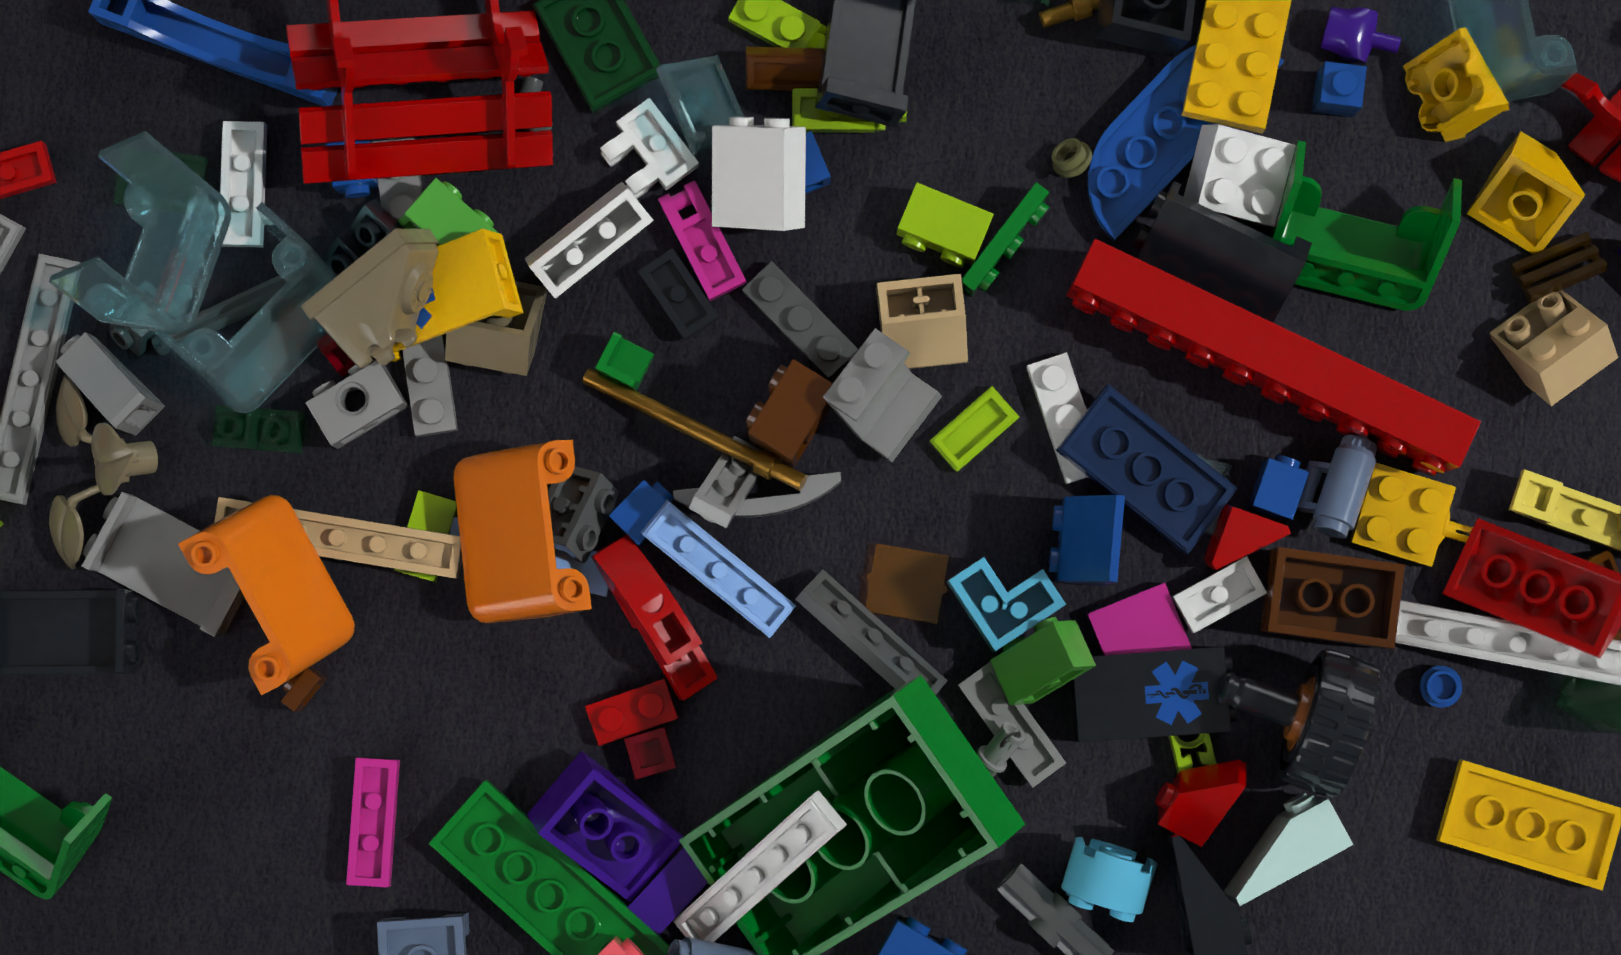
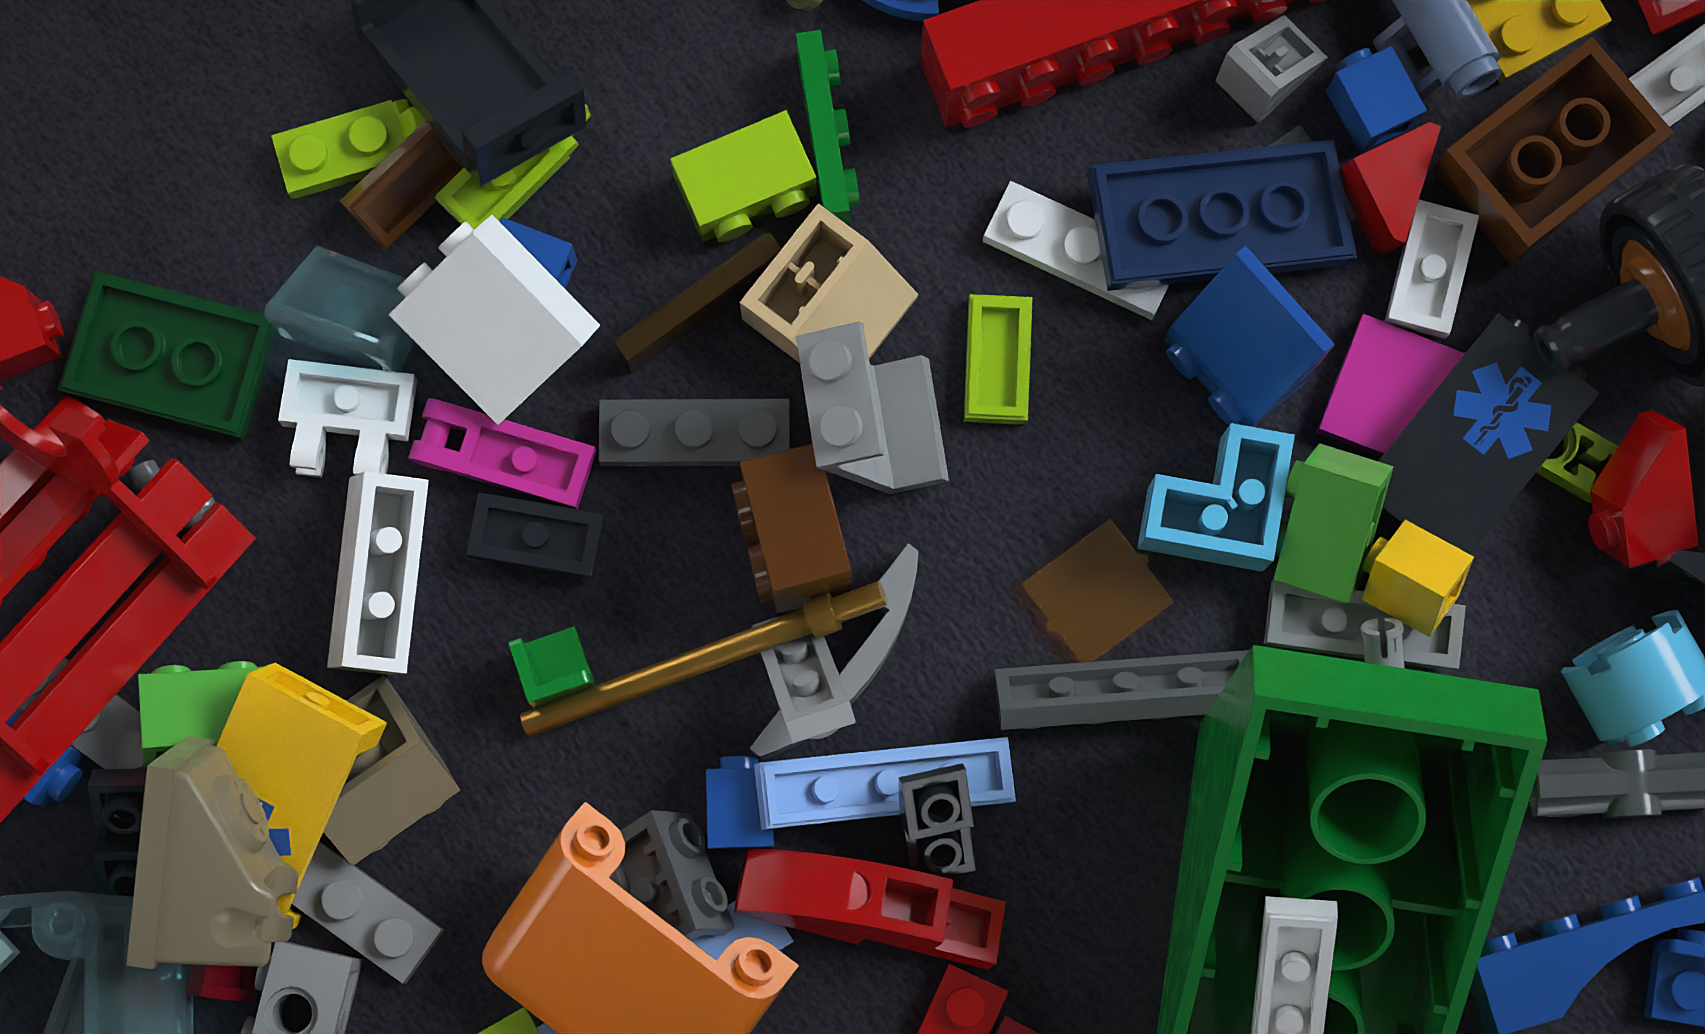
camera: 50 degrees left, 5 degrees down
(722, 610) = (937, 821): none -> black slope
(861, 262) = (696, 303): none -> dark brown tile
(1054, 725) = (1415, 577): none -> yellow brick
(1247, 422) = (1268, 67): none -> light grey slope

